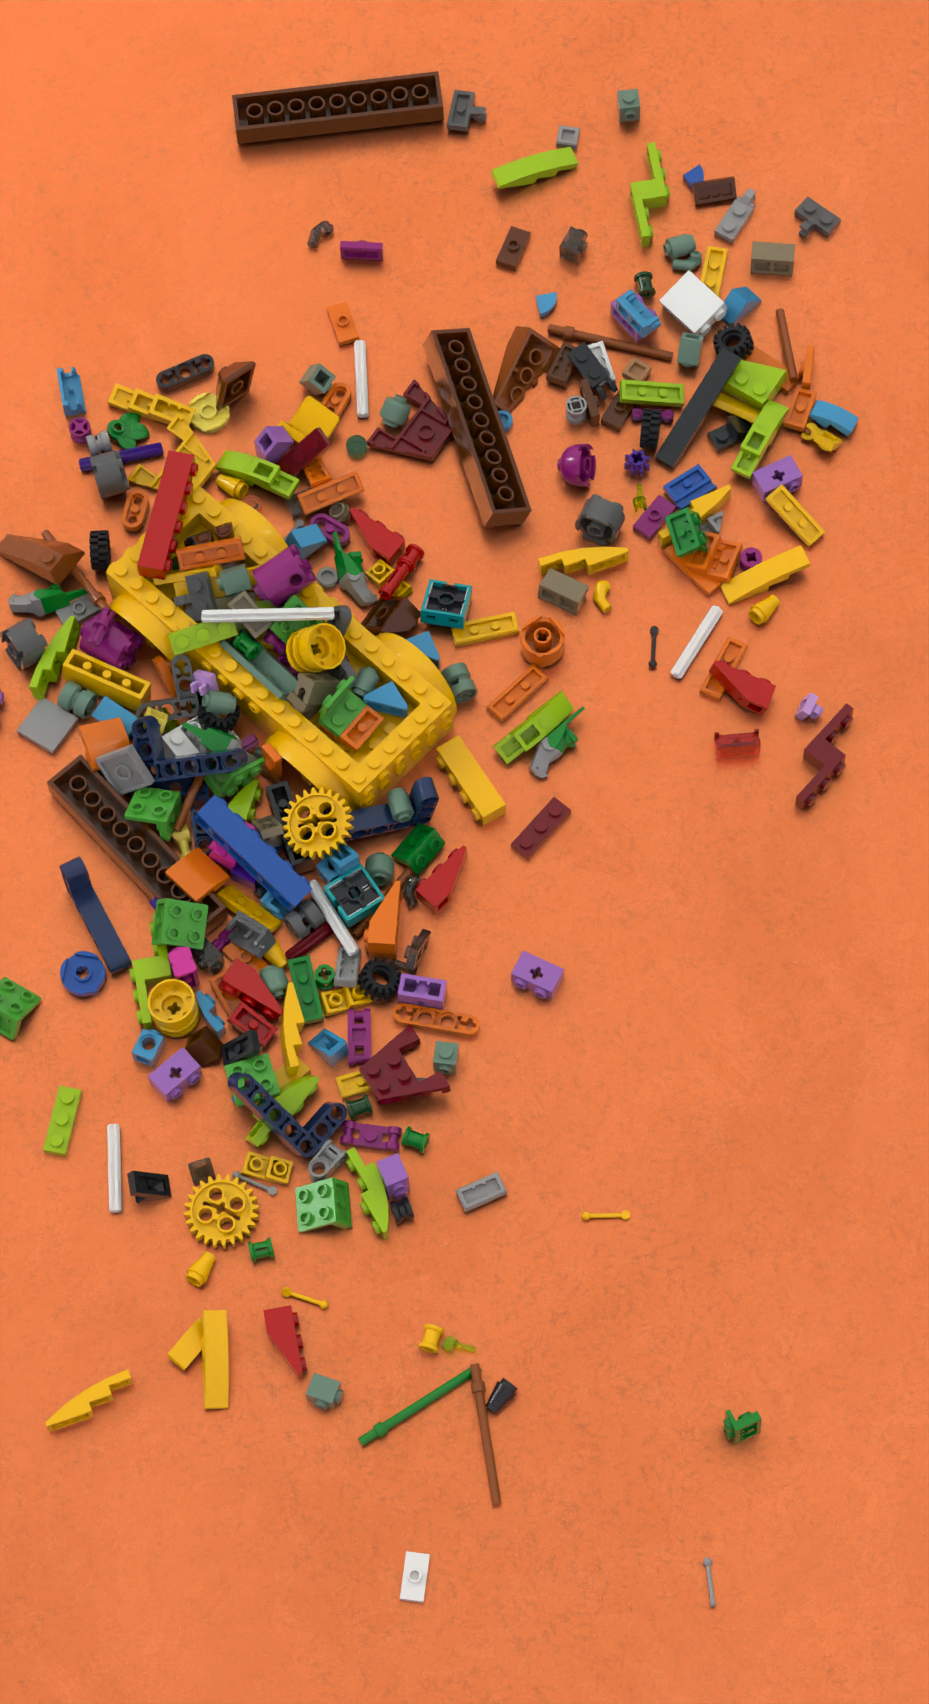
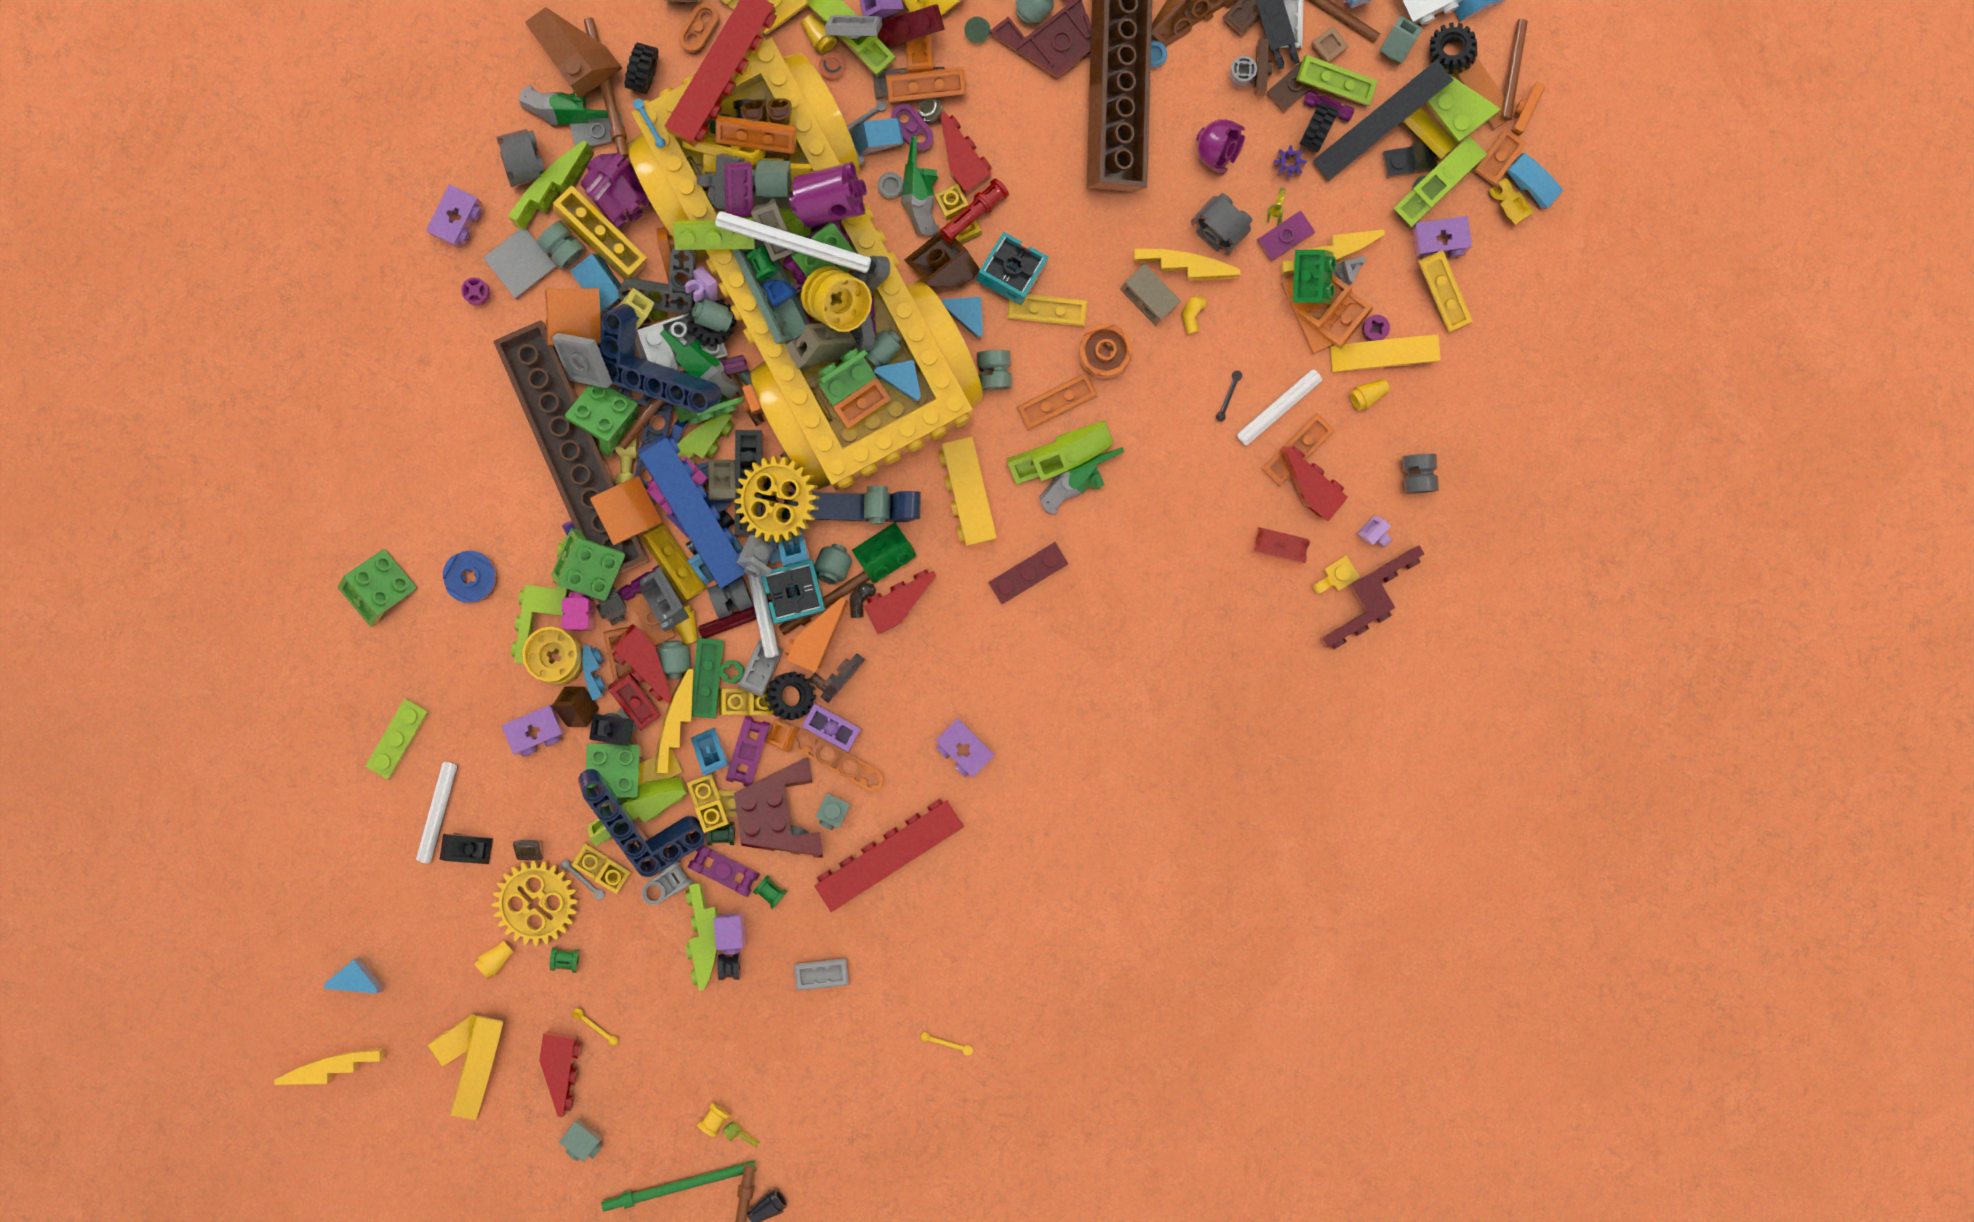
camera: 15 degrees right, 20 degrees up
(16, 752) = (471, 287): none -> magenta wheel
(87, 1322) = (354, 978): none -> dark azure slope
(94, 916) = (495, 476): dark blue beam -> none
(111, 564) = (639, 105): none -> dark azure hinge
(151, 1056) = (503, 691): dark azure brick -> none
(210, 591) = (738, 188): none -> magenta plate
(259, 463) = (853, 26): none -> light grey plate
(267, 663) = (779, 291): none -> blue tile
(315, 874) = (755, 557): none -> light grey bracket
(323, 1205) = (647, 933): bright green bracket -> none
(339, 1083) = (707, 803): none -> yellow slope
(383, 1014) = (782, 735): none -> orange tile
(504, 1078) = (889, 855): none -> red brick
(689, 486) = (1338, 214): blue plate -> none
(790, 751) = (1338, 575): none -> yellow plate
(827, 653) = (1423, 482): none -> dark grey wheel

